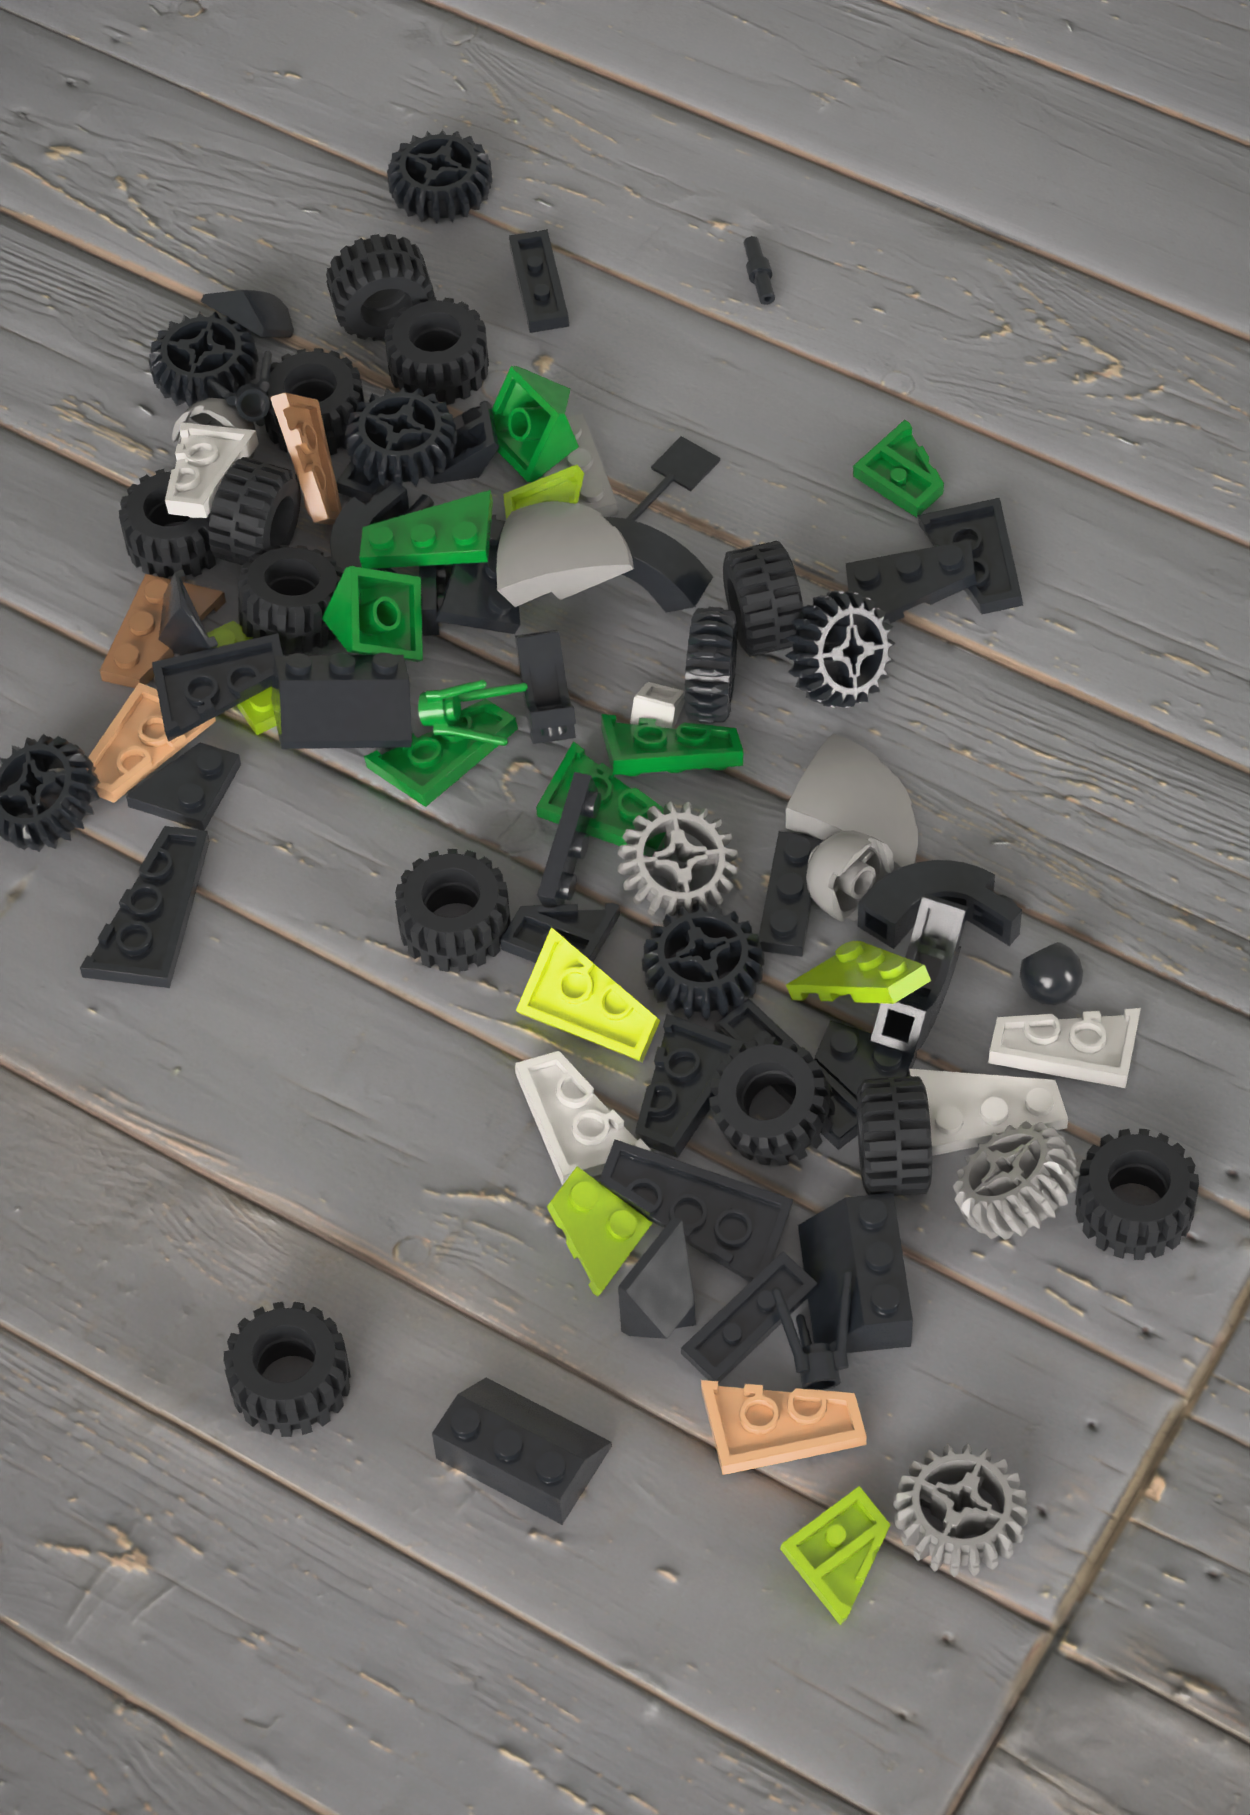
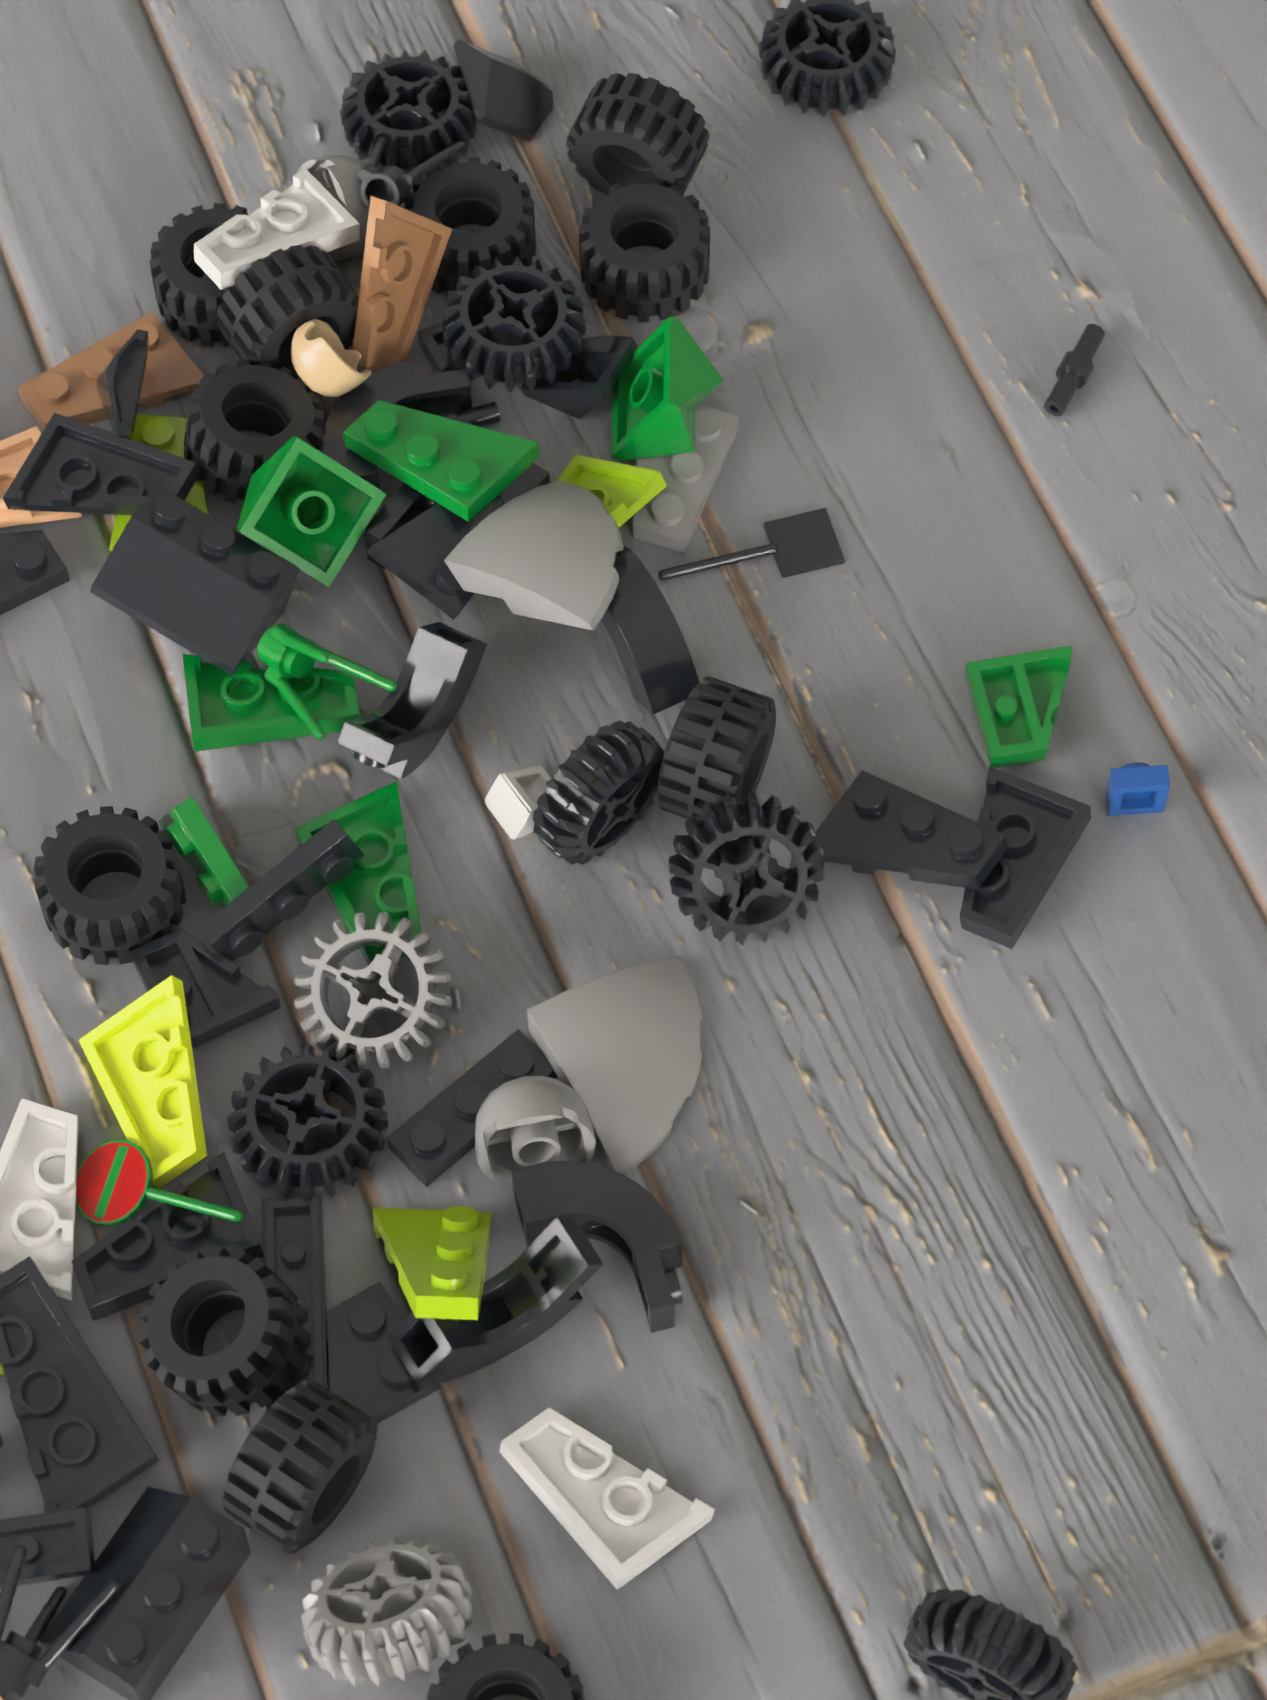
camera: 35 degrees right, 5 degrees up
(310, 525) = (324, 362): none -> tan hair
(514, 857) = (205, 853): none -> green wing
(538, 281) = (826, 236): black plate -> none
(621, 1072) = (117, 1182): none -> piece
(652, 748) = (482, 851): green wing -> none
(973, 1106) = (446, 1495): white wing -> none
(1015, 474) = (1137, 789): none -> blue plate
(1051, 974) = (648, 1401): black piece -> none

